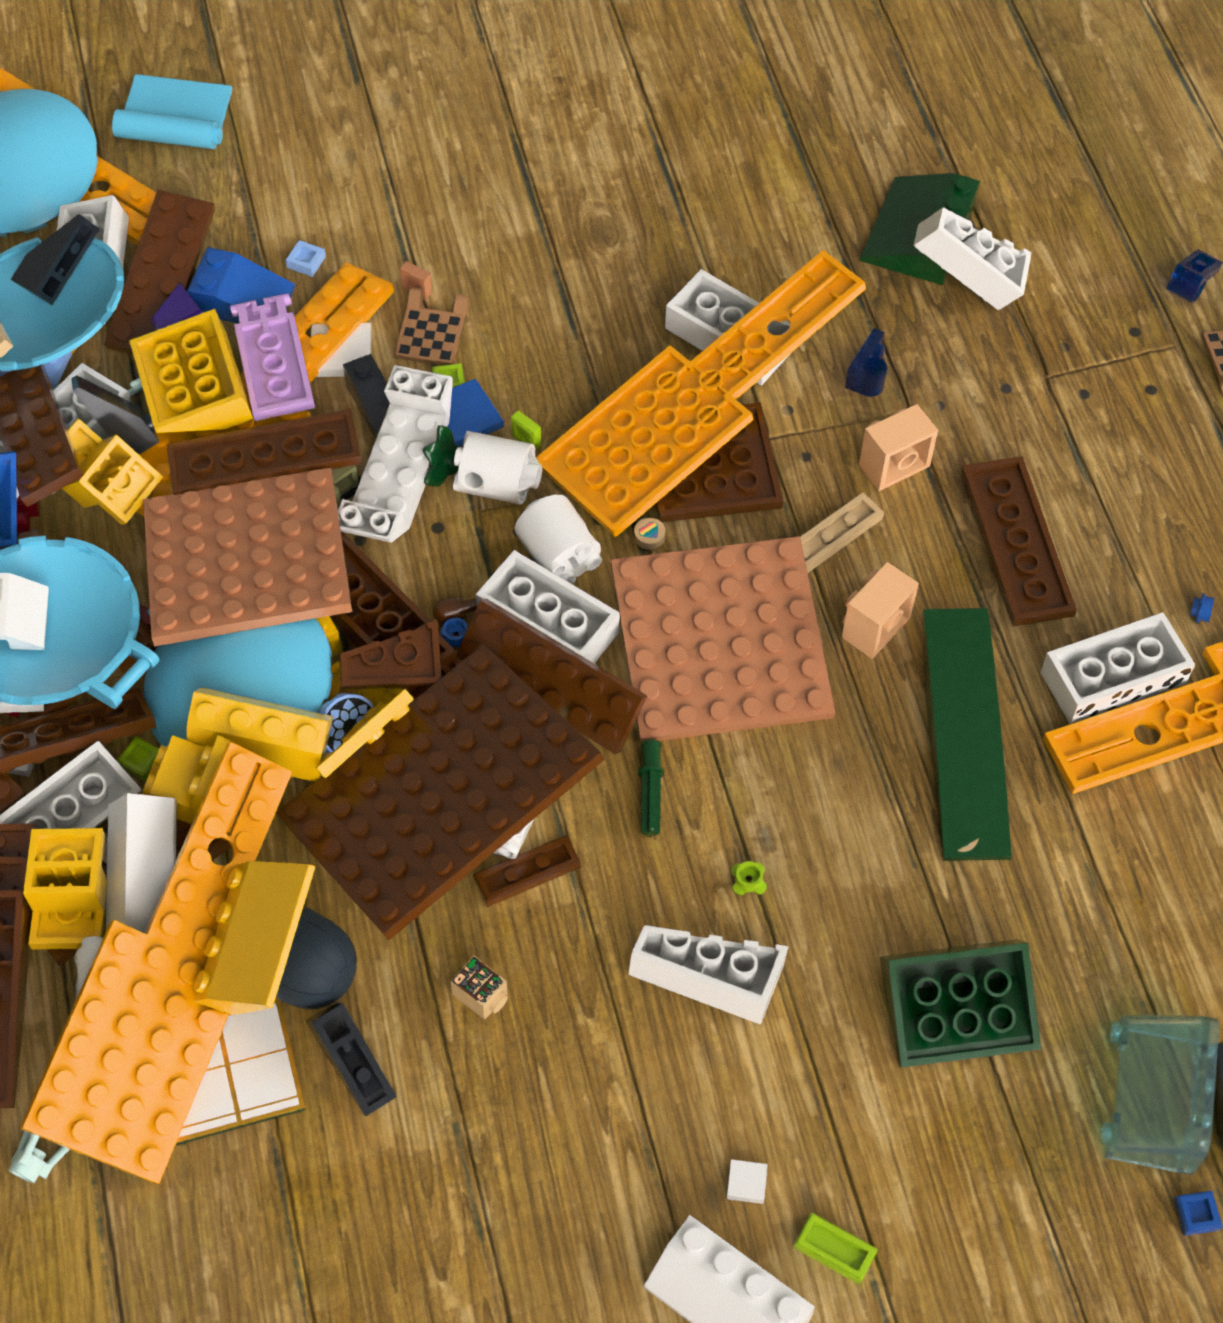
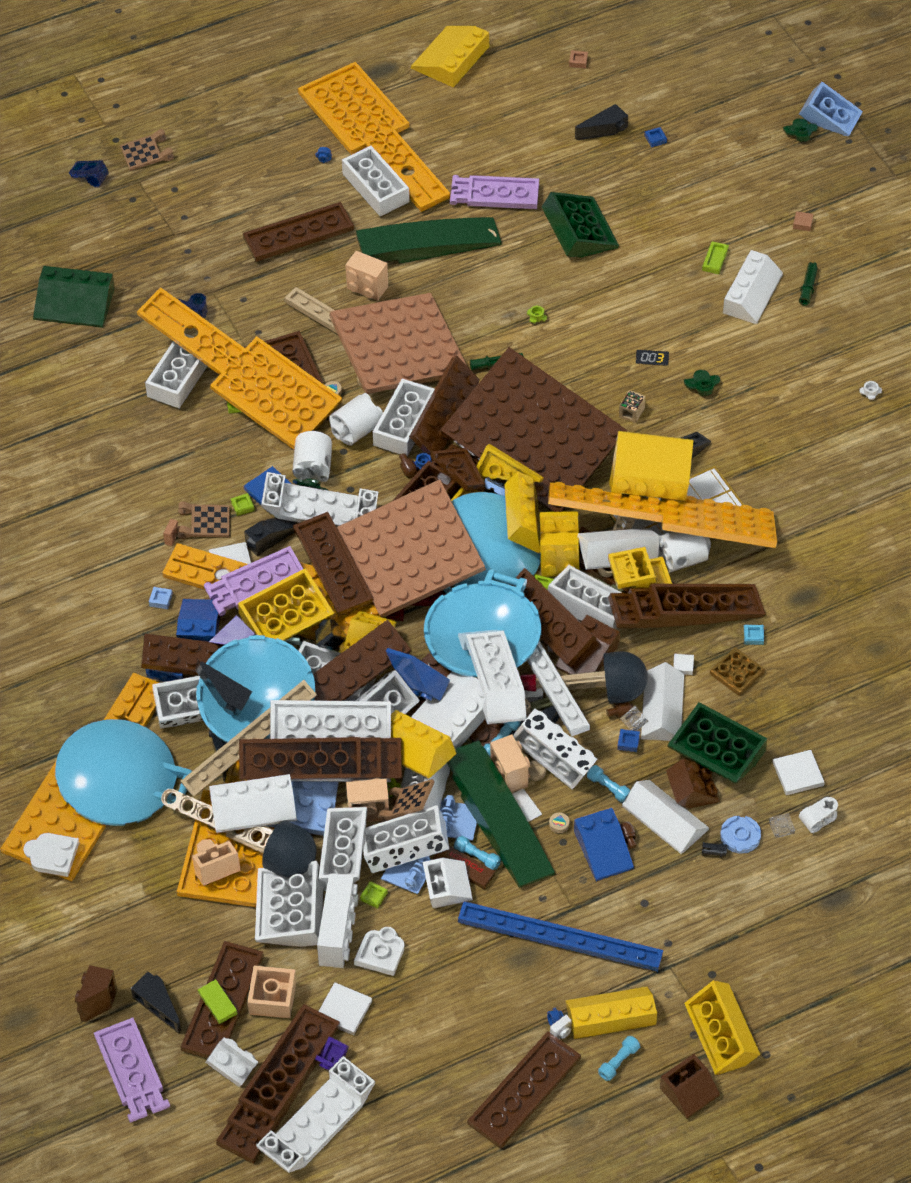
camera: 100 degrees left, 5 degrees down
(29, 1162) = (781, 564): light aqua plant -> none
(173, 112) = (46, 701): medium azure door -> none
(517, 1136) = (702, 382): none -> dark green plate
(525, 429) = (276, 455): lime tile -> none
(603, 1063) = (652, 357): none -> black sticker
(710, 970) = (596, 312): white wedge -> none
(747, 1181) = (694, 292): white tile -> none
(897, 447) = (254, 281): light nougat brick -> none
(974, 257) = (111, 256): white wedge -> none
(1072, 872) = (495, 191): none -> lavender hinge
(1163, 1091) = (603, 142): clear light blue windscreen -> none

